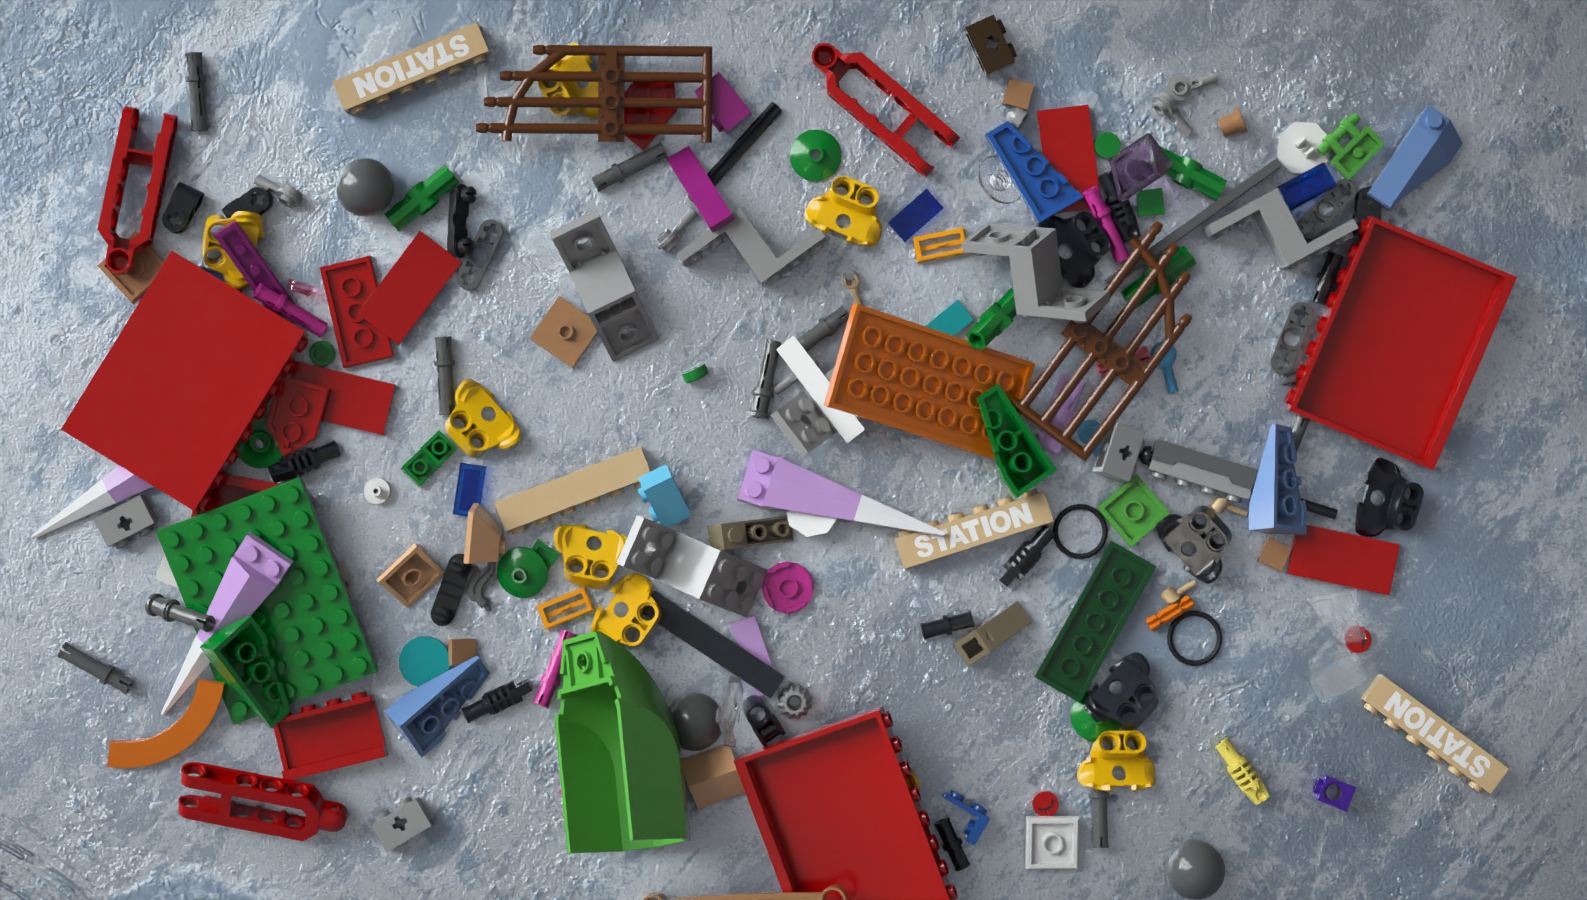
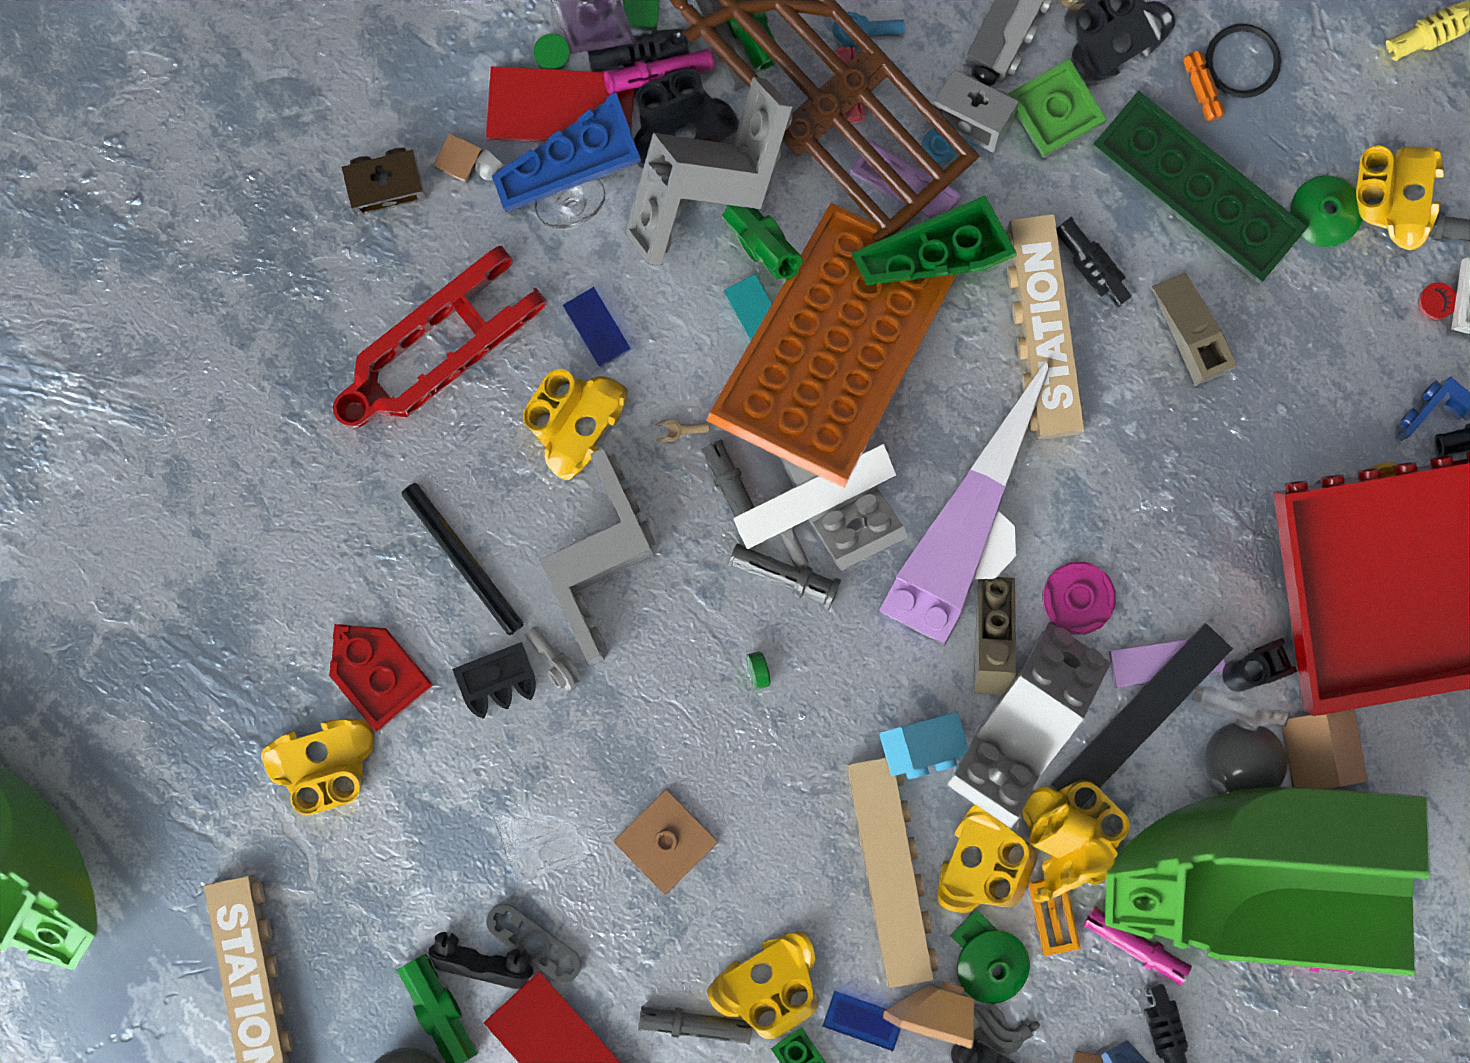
camera: 80 degrees left, 5 degrees down
(604, 285) = (611, 773): light grey bracket -> none
(611, 93) = (344, 713): reddish brown piece -> none
(615, 609) = (1072, 842): none -> yellow piece
(620, 171) = (452, 710): dark grey pin -> none
(656, 193) = (494, 677): none -> black plate
(700, 189) = (503, 612): magenta tile -> none
(727, 106) = (389, 562): magenta brick -> none
(791, 711) = (1227, 623): light grey piece -> none
(810, 168) = (499, 462): green dish -> none
(918, 249) = (644, 331): light orange tile -> none
(947, 625) = (1169, 387): black pin -> none
(1104, 531) = (1065, 153): black tyre -> none
(1133, 673) = (1278, 147): black piece -> none
(1170, 595) = (1182, 78): tan hand -> none

